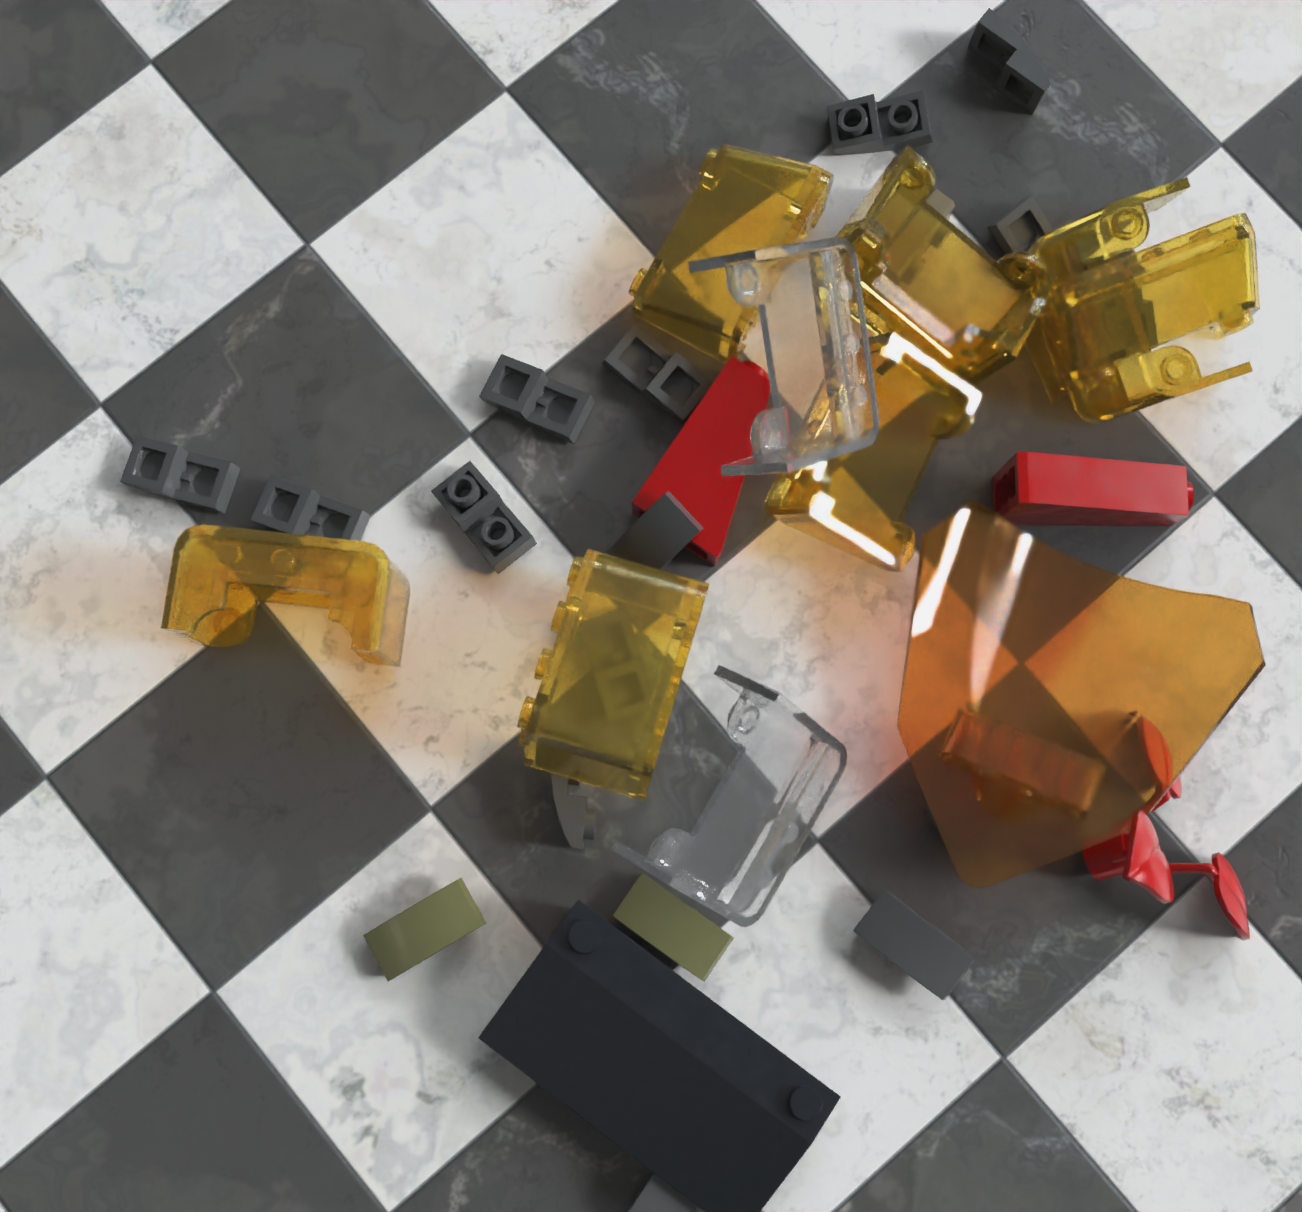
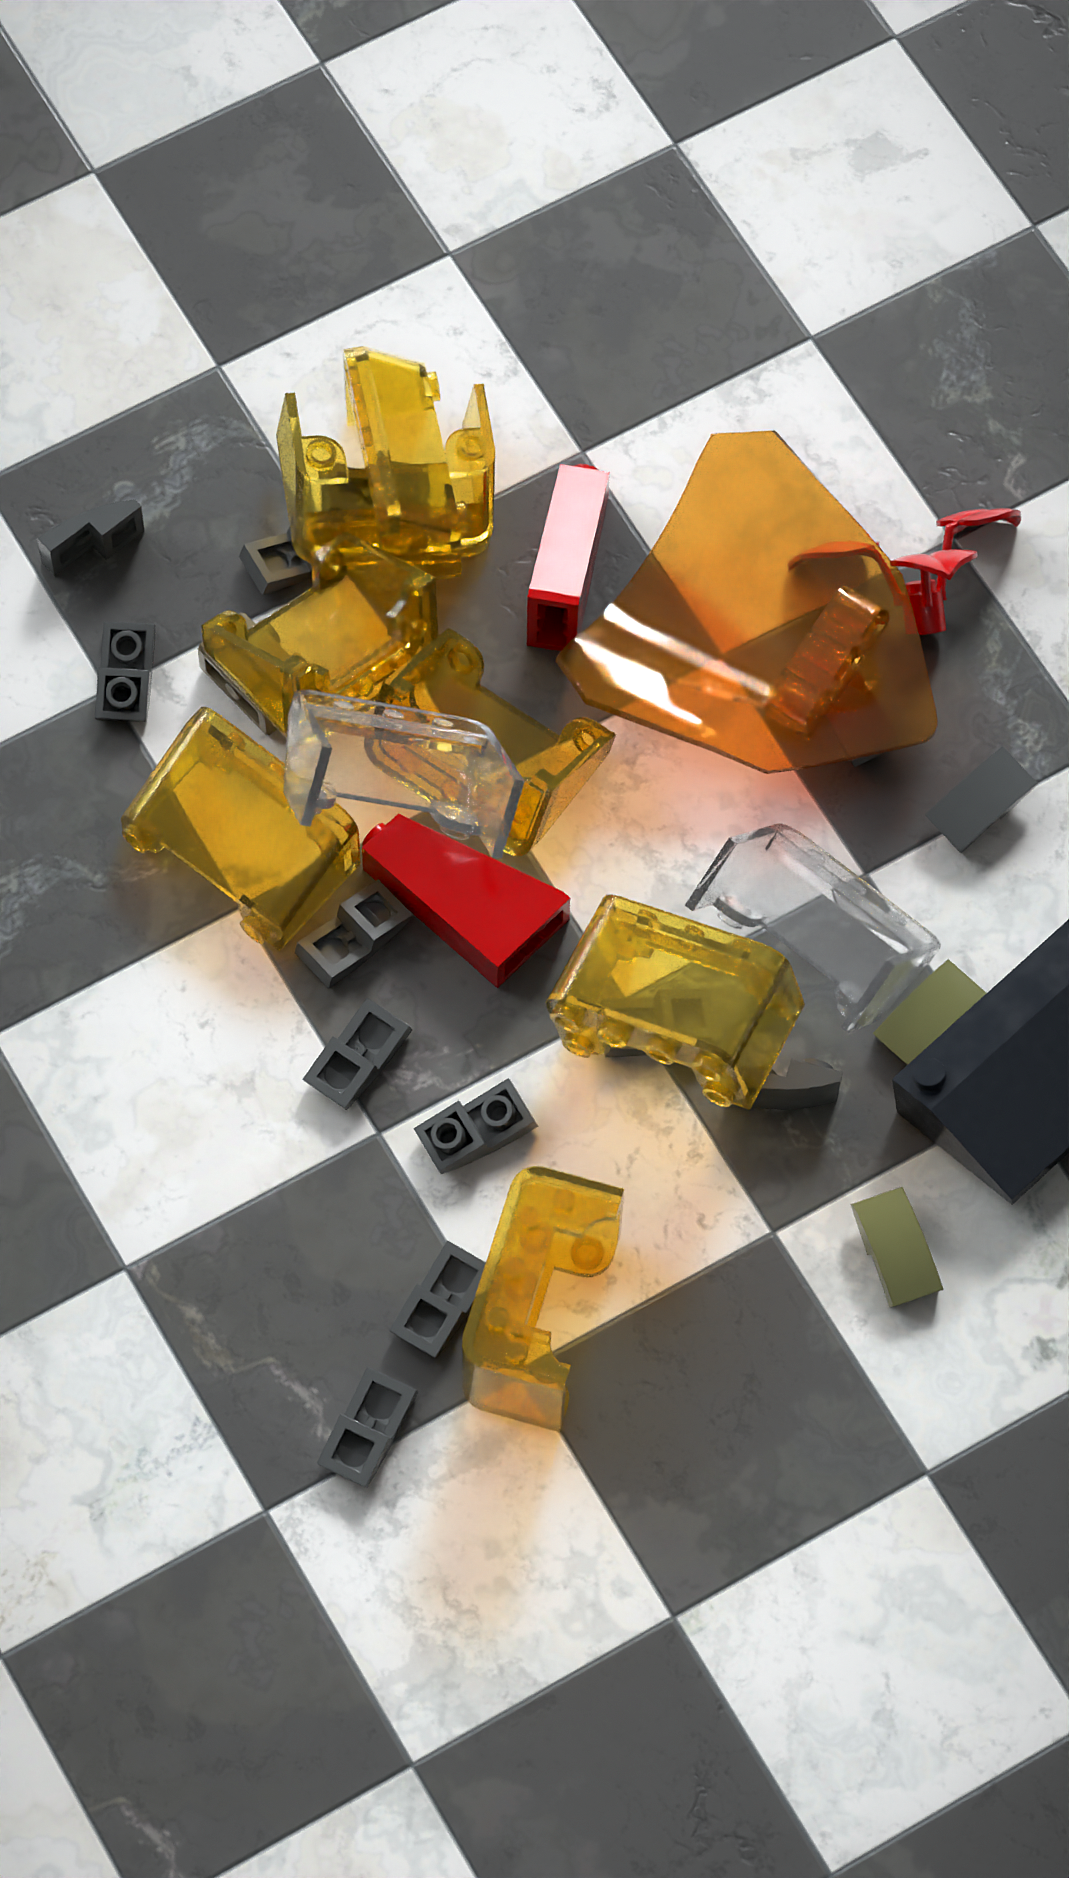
camera: 80 degrees left, 15 degrees down
(658, 534) = (538, 952): dark grey slope -> none

